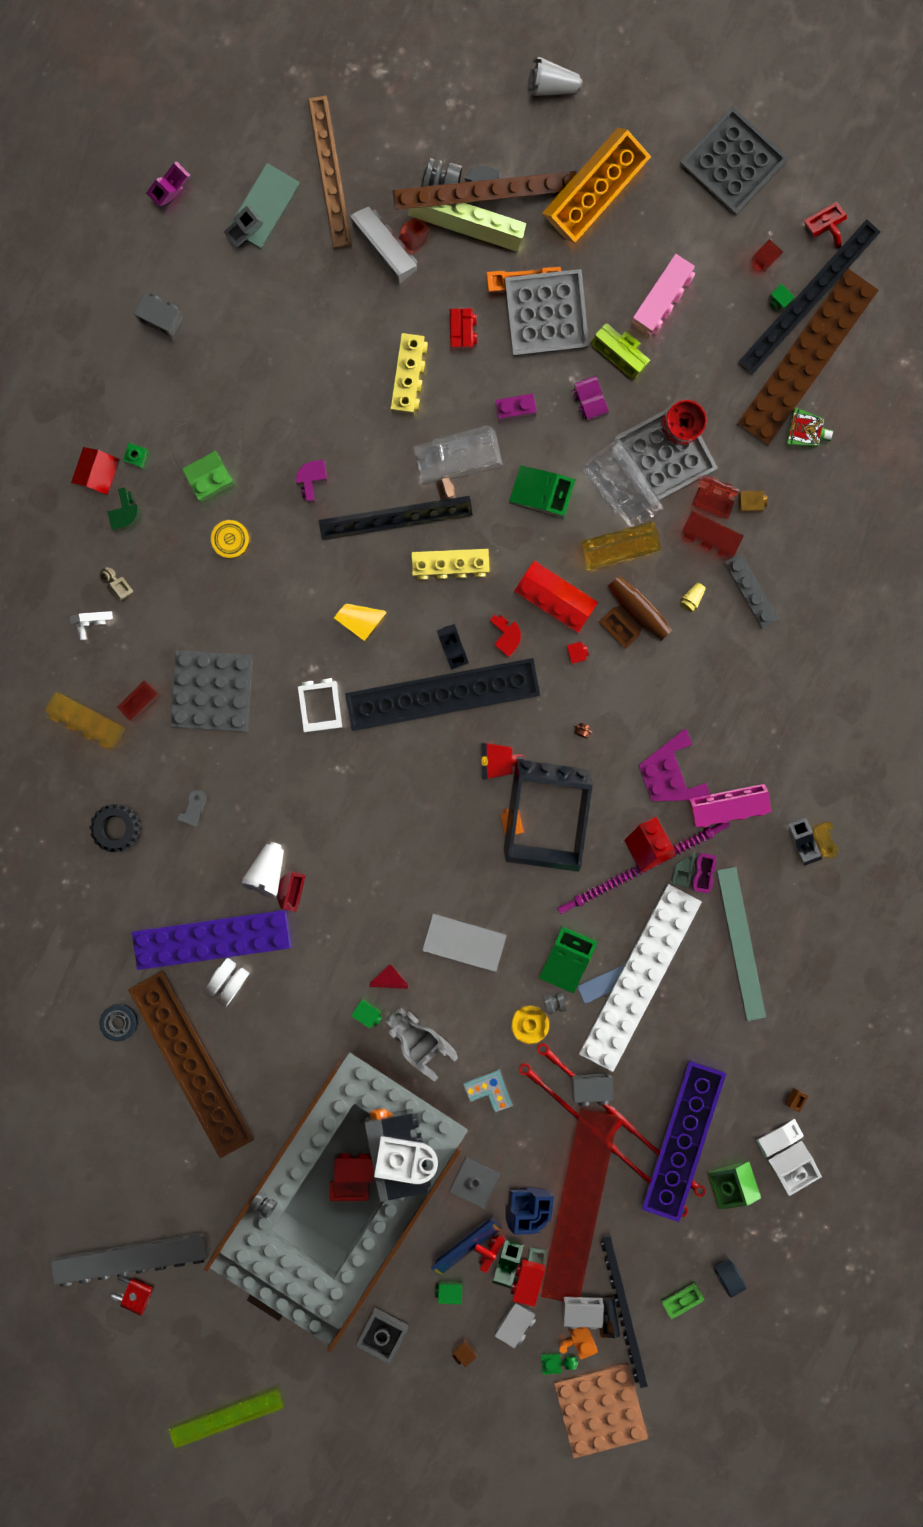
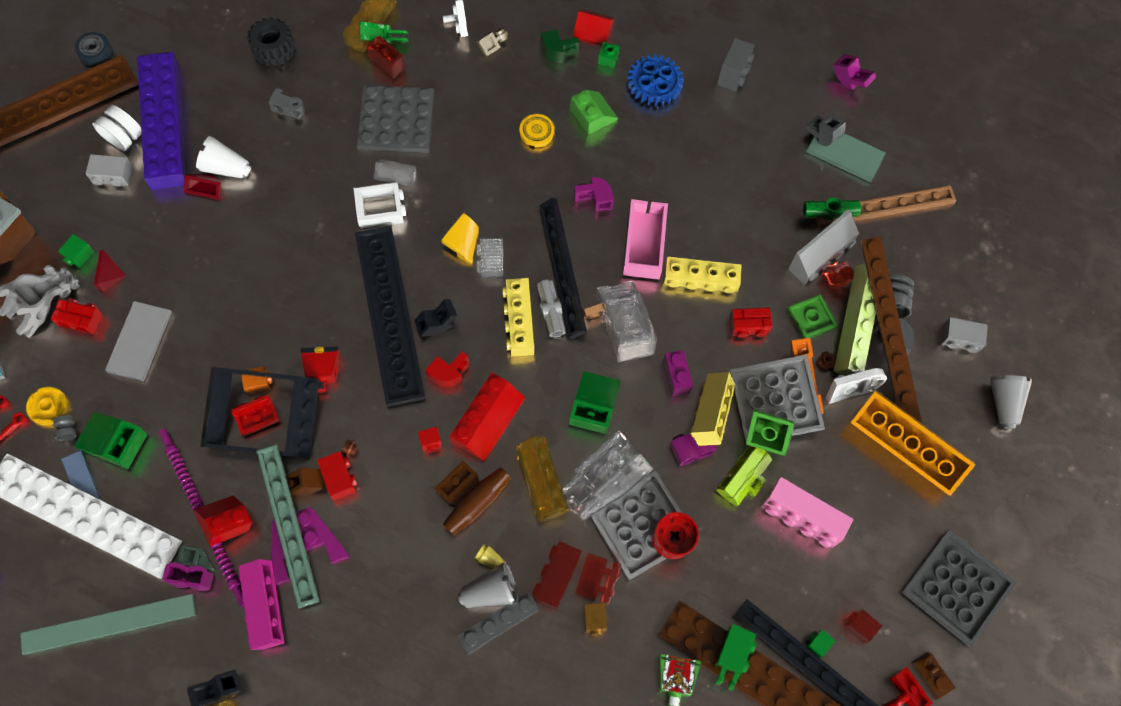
camera: 85 degrees right, 20 degrees down
(108, 706) = (370, 31): none -> green arm
(186, 410) = (655, 79): none -> blue gear
(272, 989) = (109, 170): none -> light grey brick
(282, 689) = (395, 172): none -> clear brick
(338, 243) = (822, 208): none -> green piece
(368, 430) = (645, 239): none -> bright pink piece
(383, 590) = (491, 258): none -> clear brick
(438, 1004) = (77, 316): none -> red brick
(441, 531) = (551, 308): none -> light grey piece
(455, 265) = (812, 317): none -> bright green tile
(481, 113) = (964, 335): none -> light grey brick
(503, 261) = (822, 360): none -> copper plate
(534, 232) = (855, 384): none -> white plate
(548, 821) = (255, 415): none -> red bracket
(558, 375) = (713, 409): none -> light yellow brick
(589, 323) = (770, 432): none -> bright green slope
(610, 741) = (336, 475): none -> red brick
(617, 776) = (304, 481): none -> reddish brown slope
(658, 784) = (288, 526): none -> sand green tile
(723, 596) = (490, 589): none -> light grey cone
(791, 376) = (734, 654): none -> green hinge
(811, 197) = (933, 675): none -> reddish brown plate

